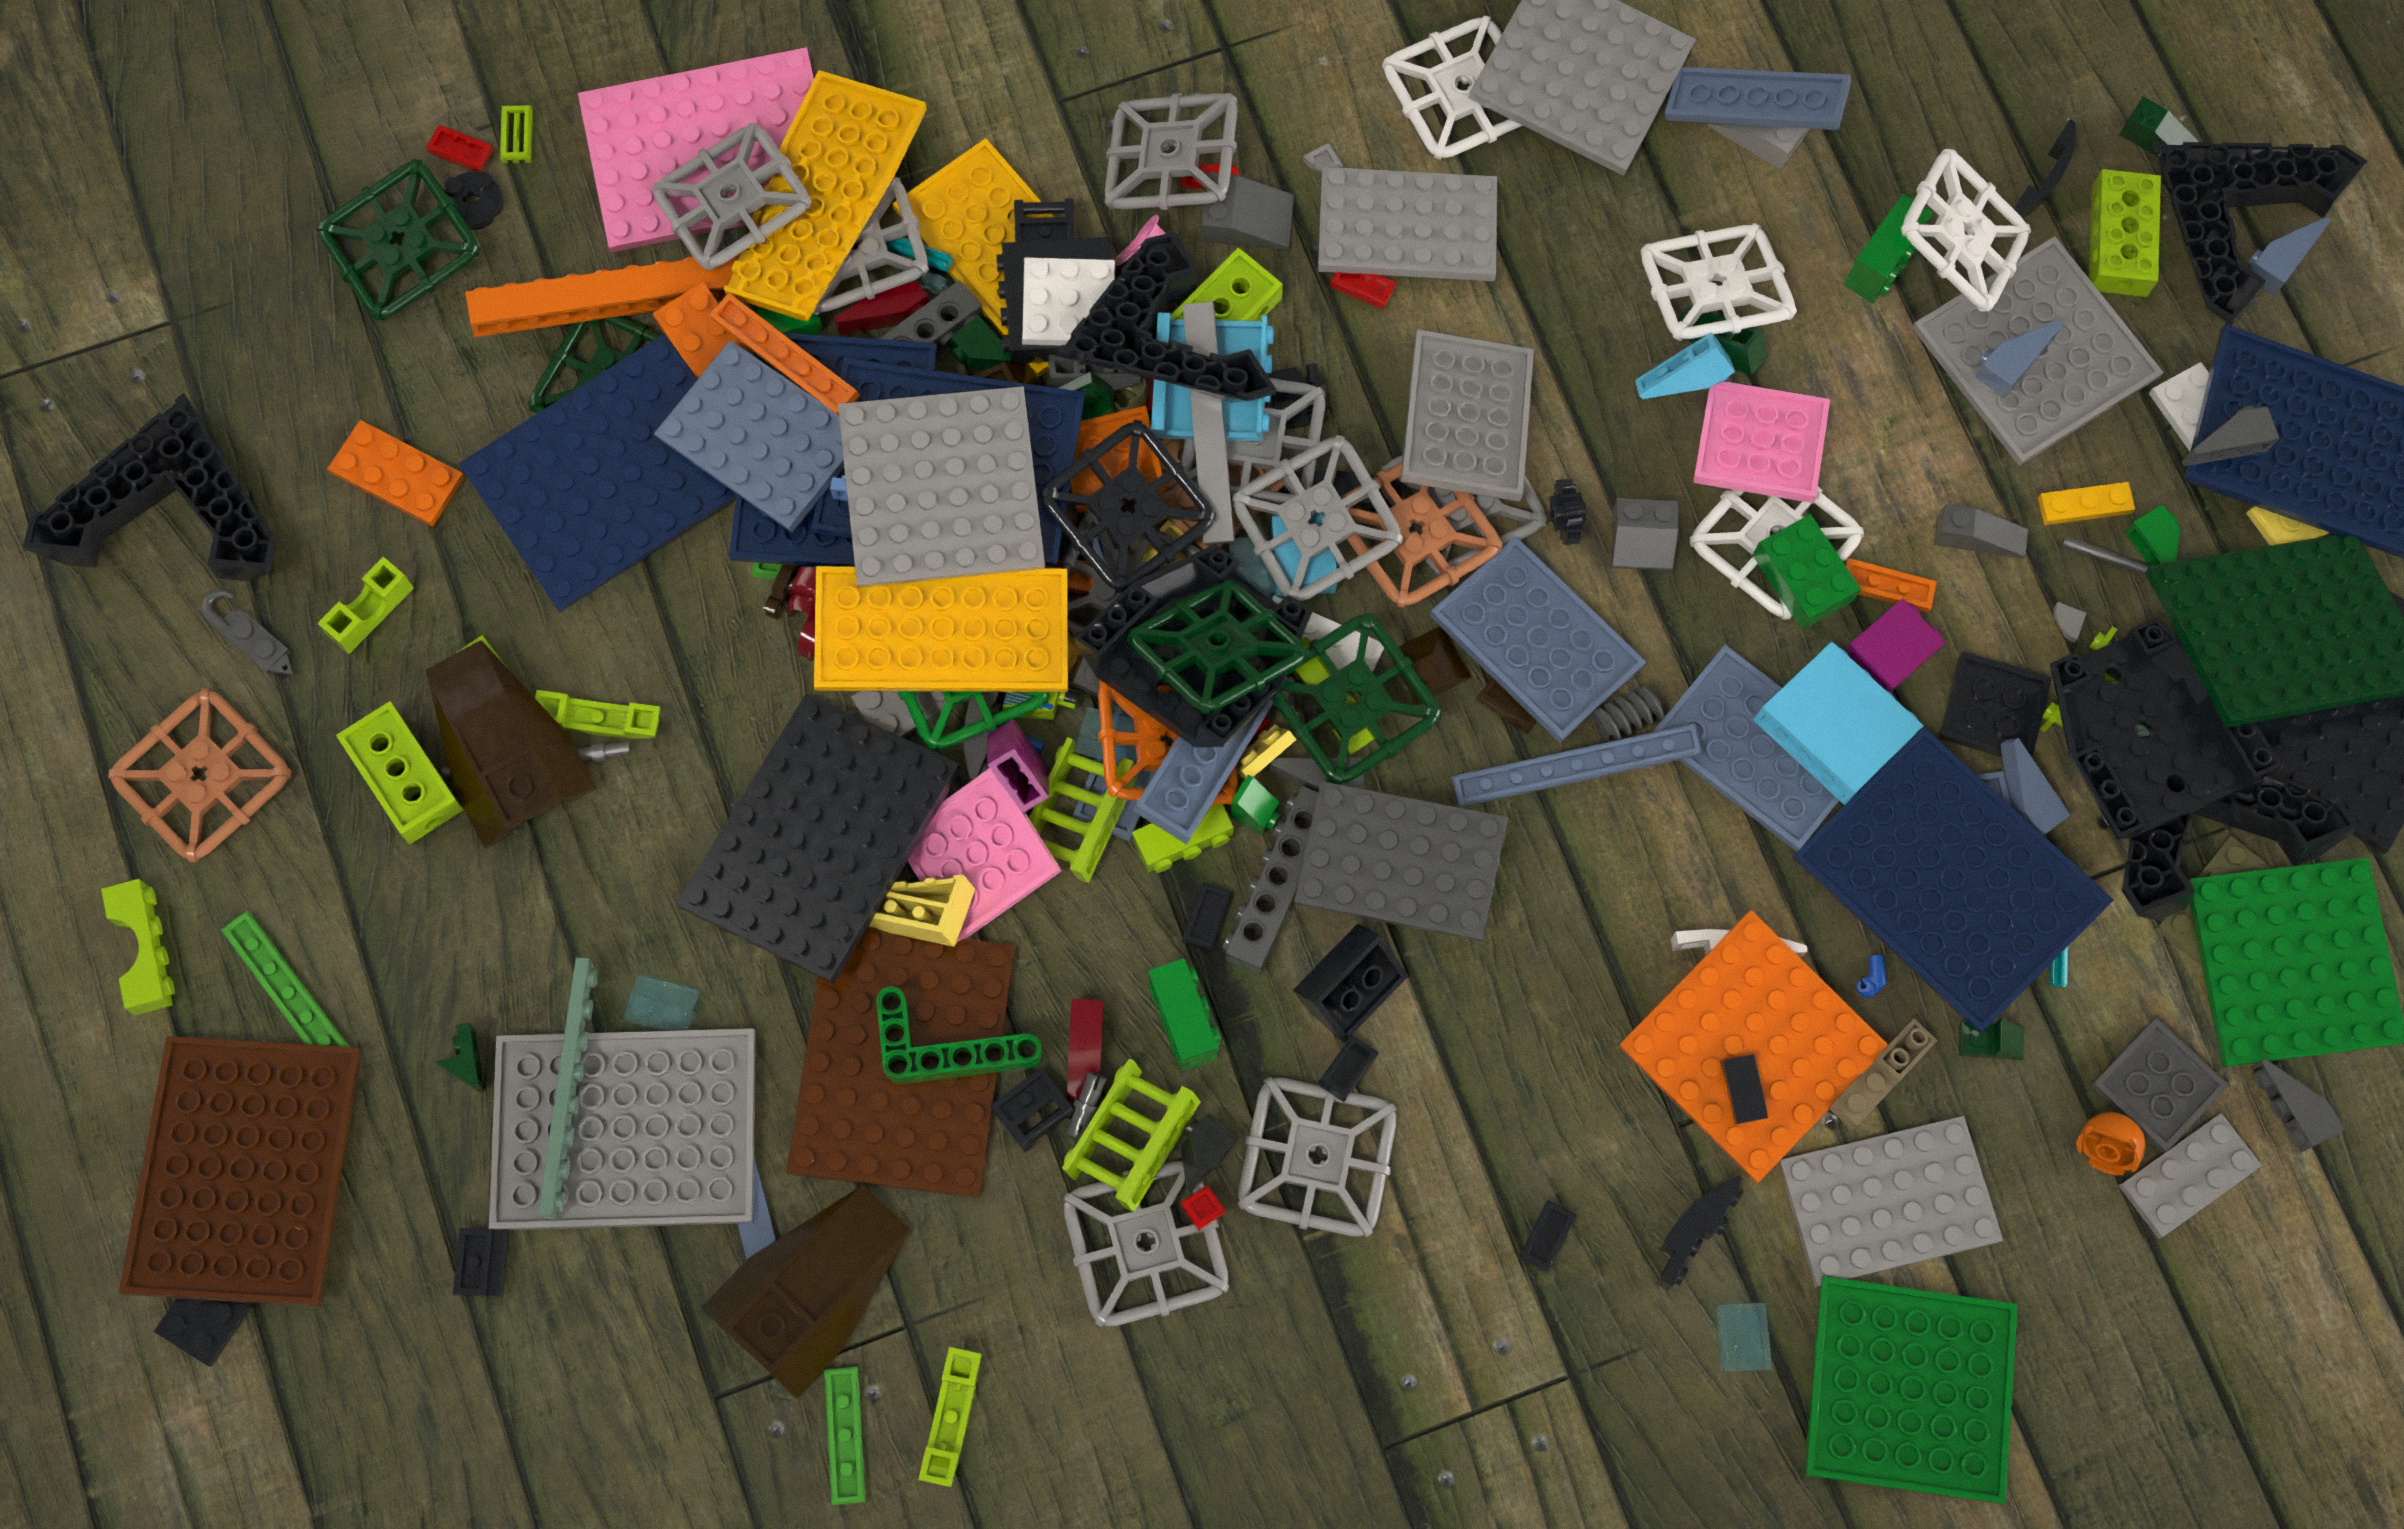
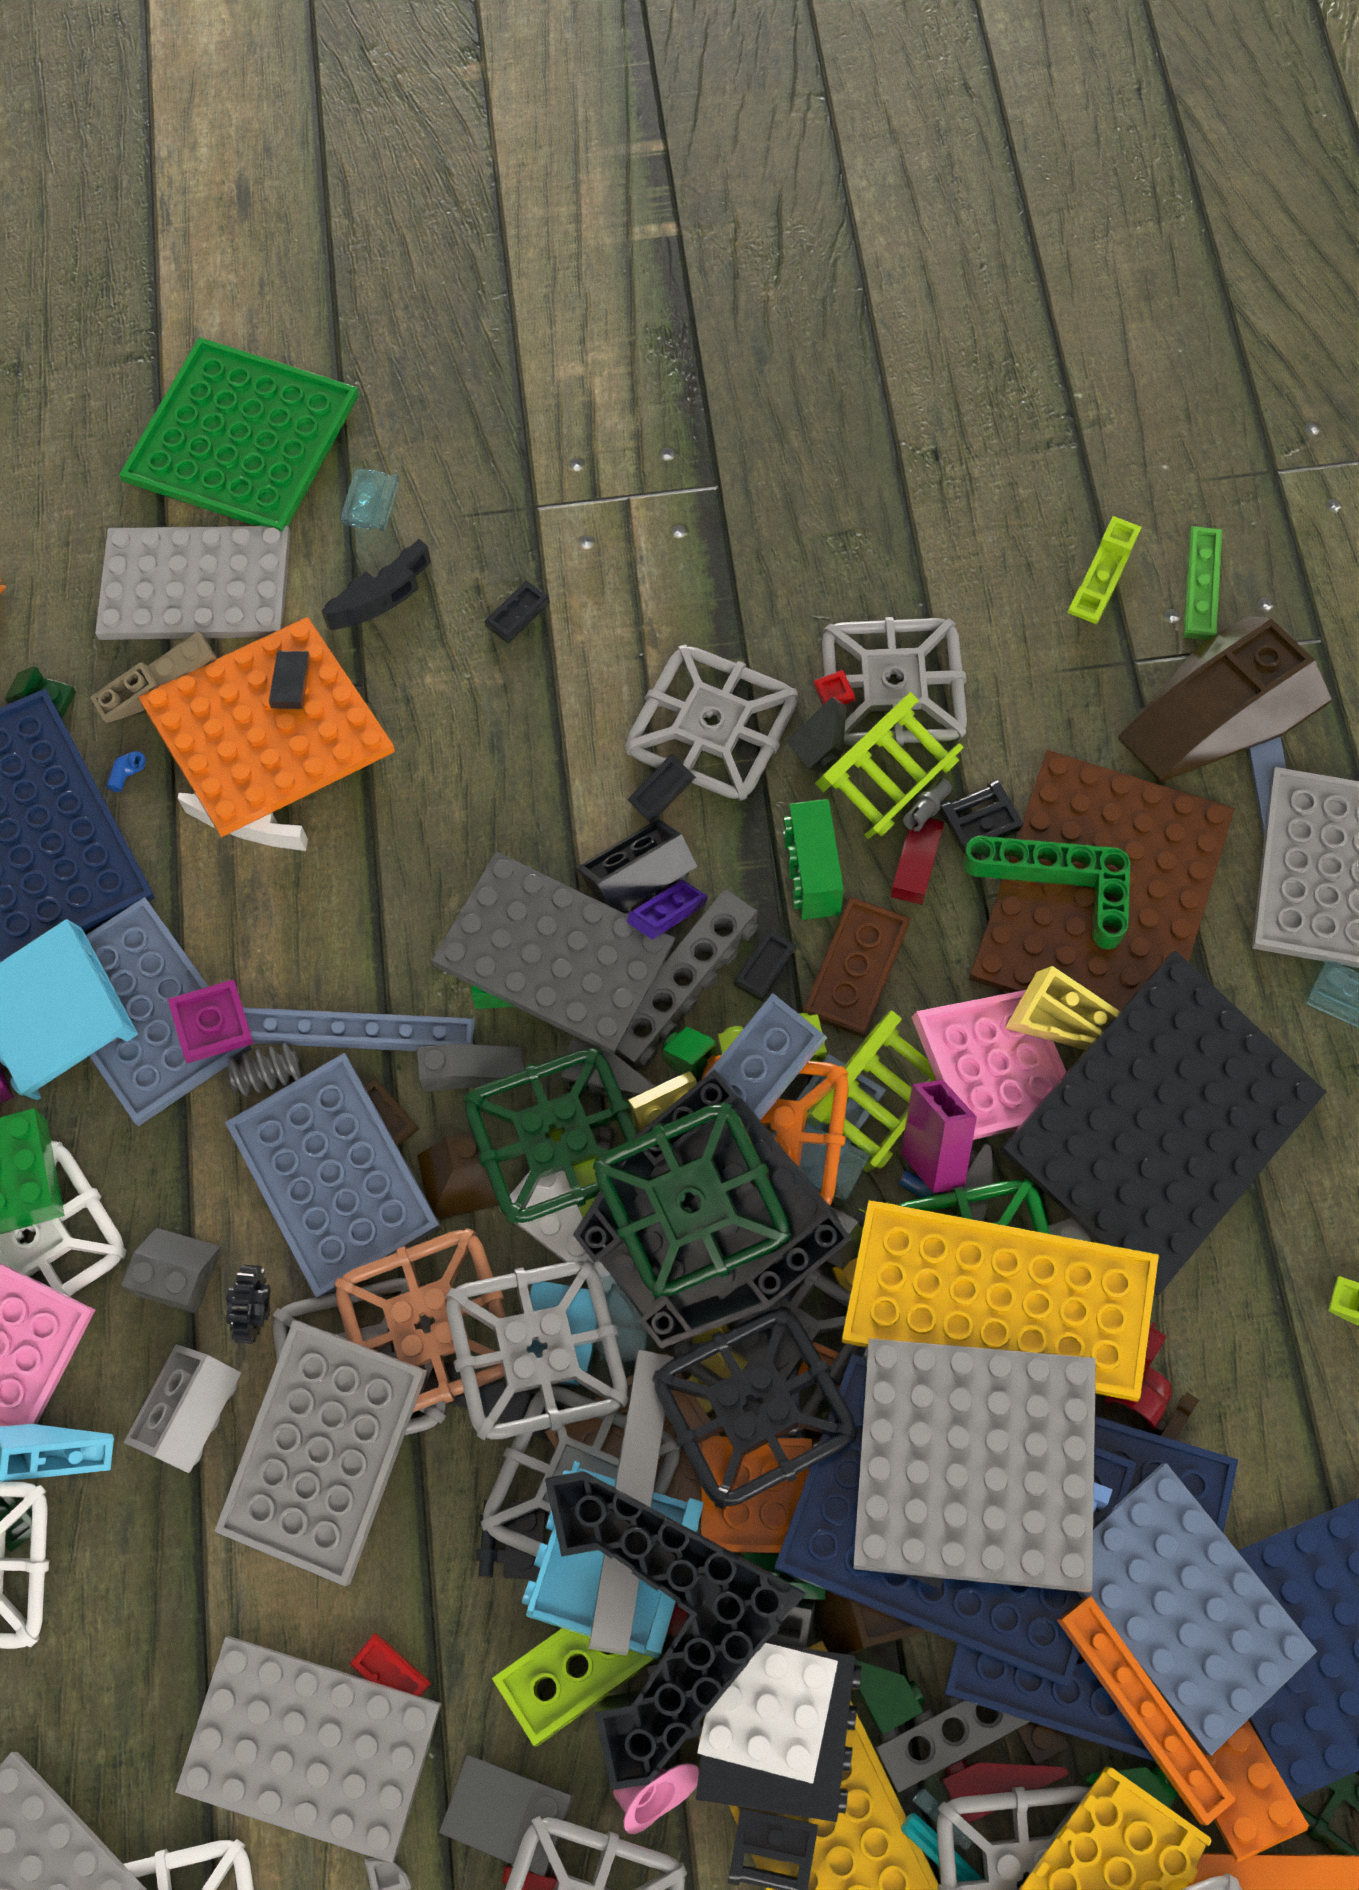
camera: 160 degrees left, 5 degrees down
(1121, 935) = (856, 966): none -> reddish brown tile
(1309, 933) = (667, 909): none -> dark purple tile
(1452, 757) = (466, 1065): none -> dark grey slope
(1594, 431) = (183, 1408): none -> light grey slope
(1688, 731) = (210, 1021): none -> magenta plate

